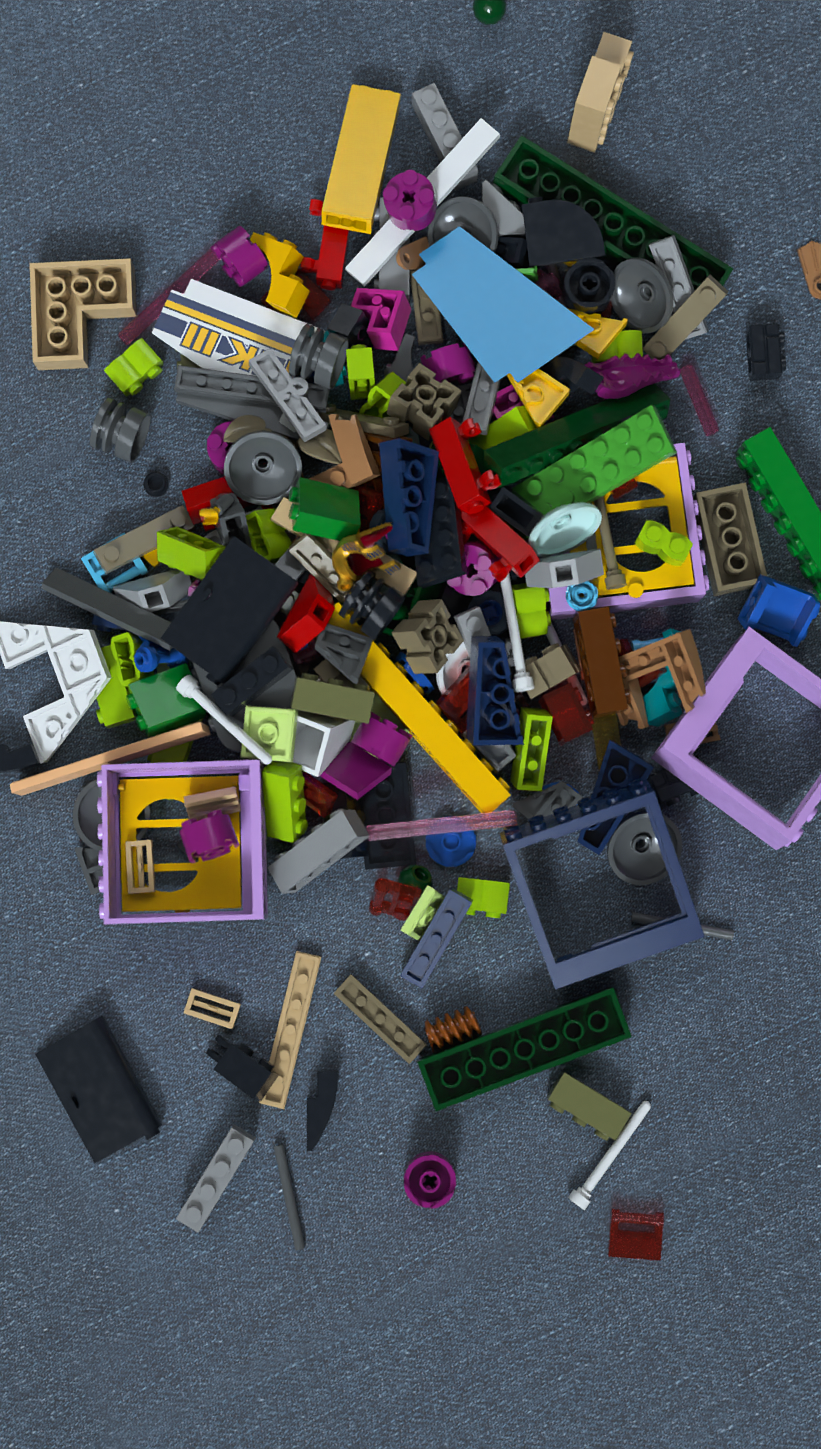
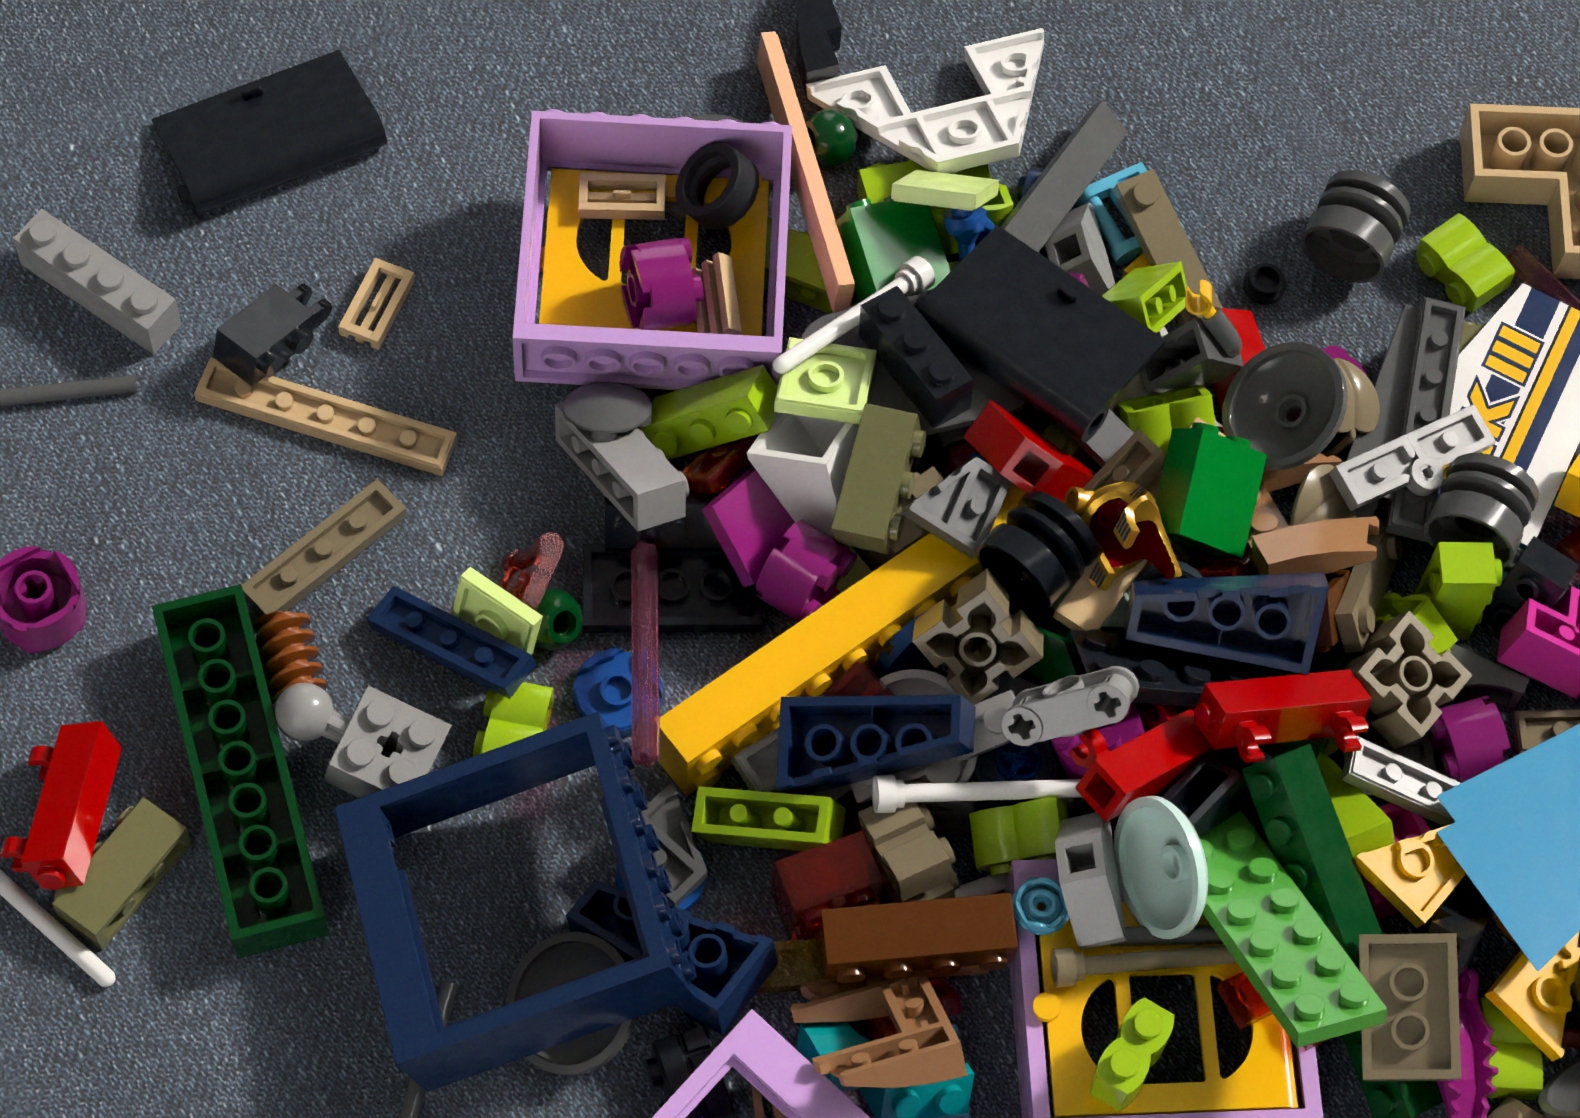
camera: 90 degrees right, 20 degrees down
(79, 745) = (831, 137): none -> dark green piece
(130, 671) = (944, 190): none -> yellowish green tile
(136, 792) = (734, 199): none -> black tyre
(288, 861) = (607, 409): none -> dark grey dish
(321, 1106) = (188, 446): black slope -> none
(476, 581) = (1070, 706): none -> light grey piece
(491, 1013) = (378, 723): none -> light grey brick
(557, 1139) = (70, 805): none -> red brick
(620, 394) = (1420, 990): none -> dark tan plate

